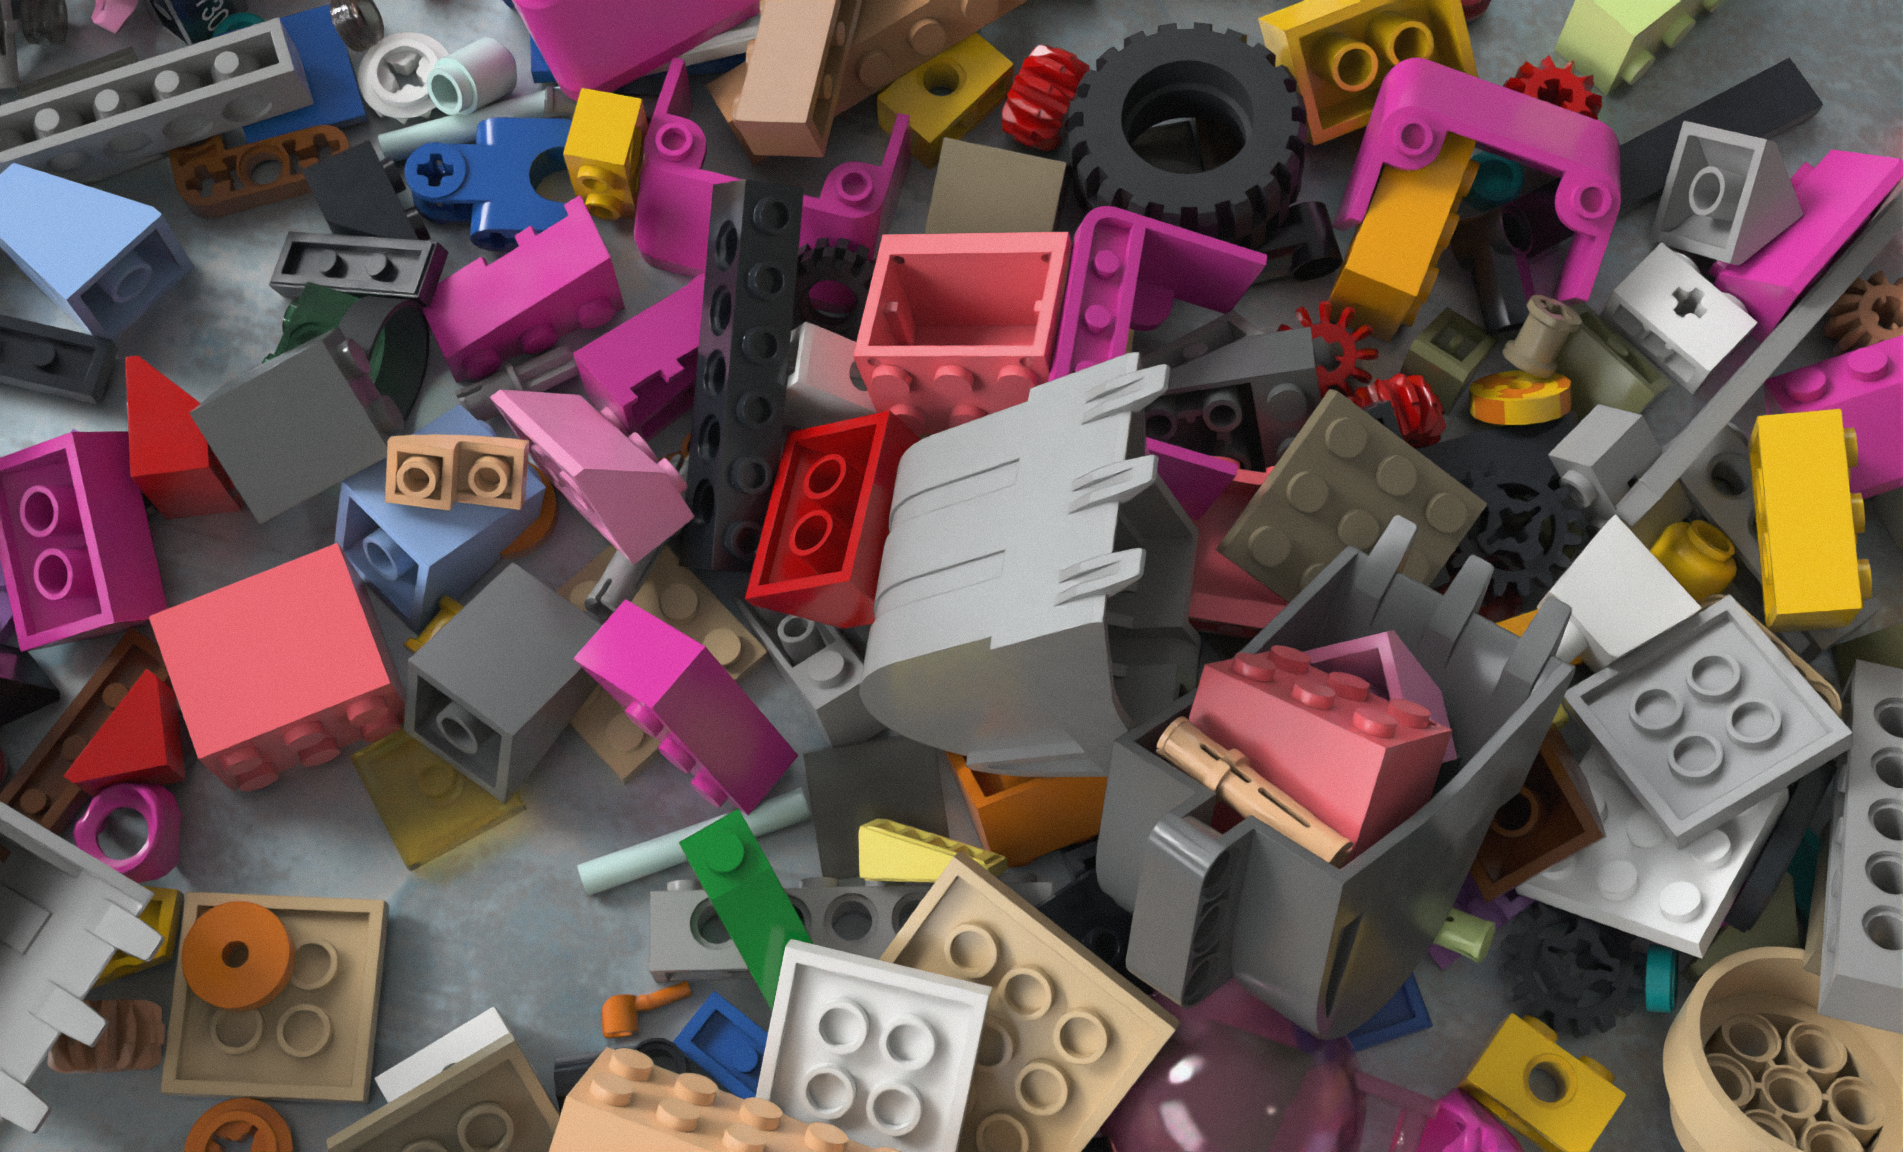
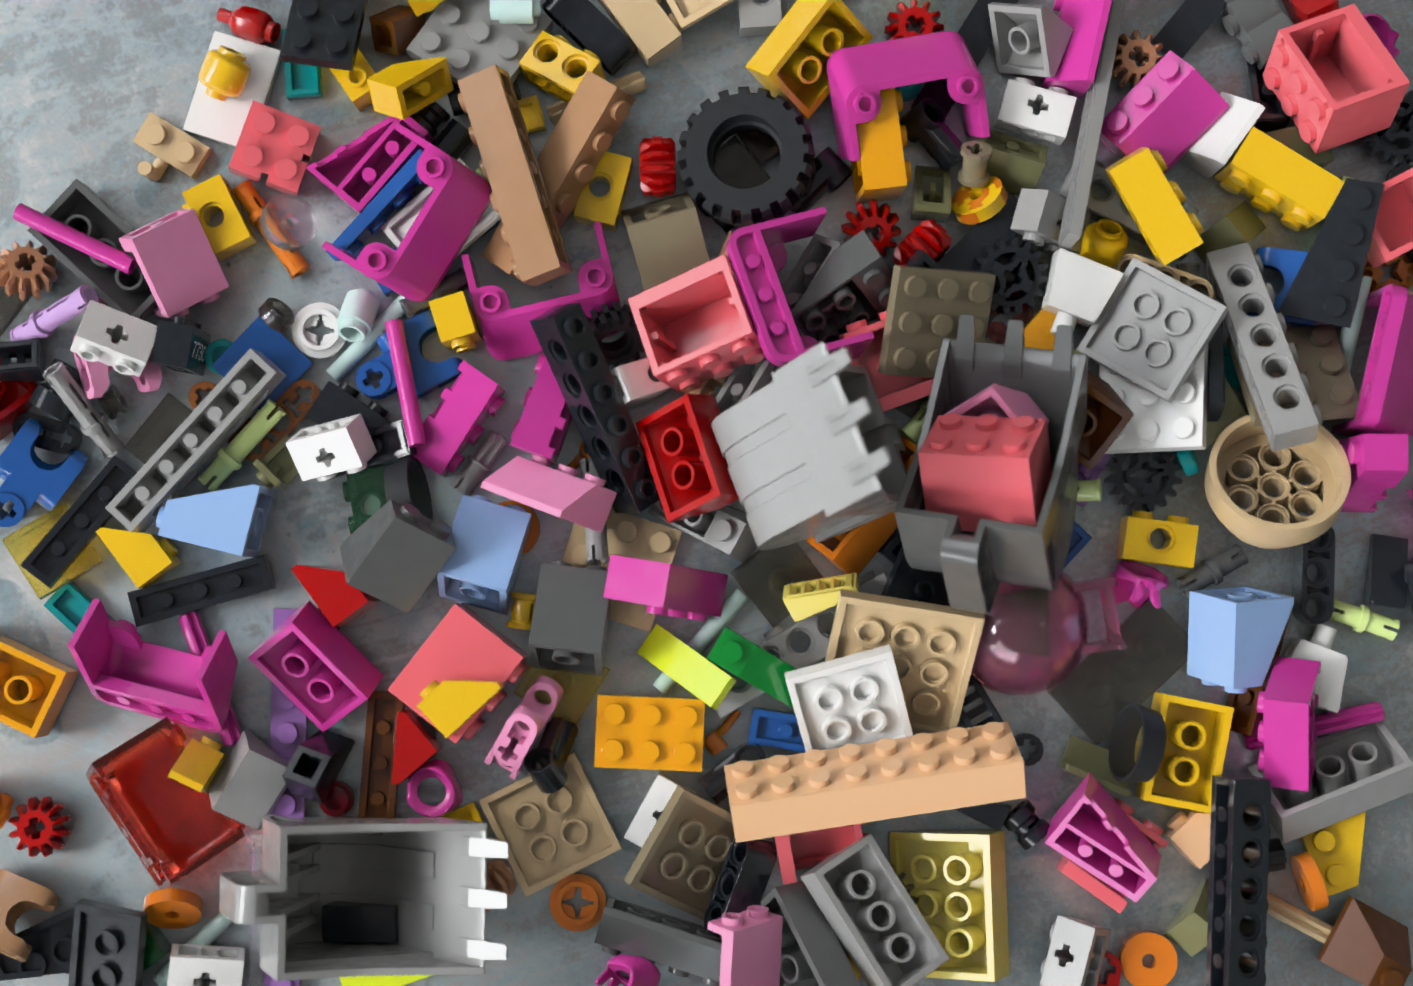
camera: 25 degrees left, 15 degrees up
(189, 164) = (233, 455): none -> yellowish green pin
(211, 942) = (507, 817): orange piece -> none
(226, 228) = (277, 466): none -> olive bracket
(238, 687) = (455, 701): none -> yellow slope
(307, 227) = (332, 448): none -> white brick
(324, 806) = (524, 727): none -> bright pink piece
(329, 882) = (548, 760): none -> black piece
(456, 468) = (482, 539): light nougat slope -> none
(476, 197) = (405, 383): none -> dark pink piece
(524, 934) = (649, 732): none -> light orange brick
(645, 859) = (686, 666): none -> neon yellow tile
(1247, 791) = (972, 505): light nougat pin -> none

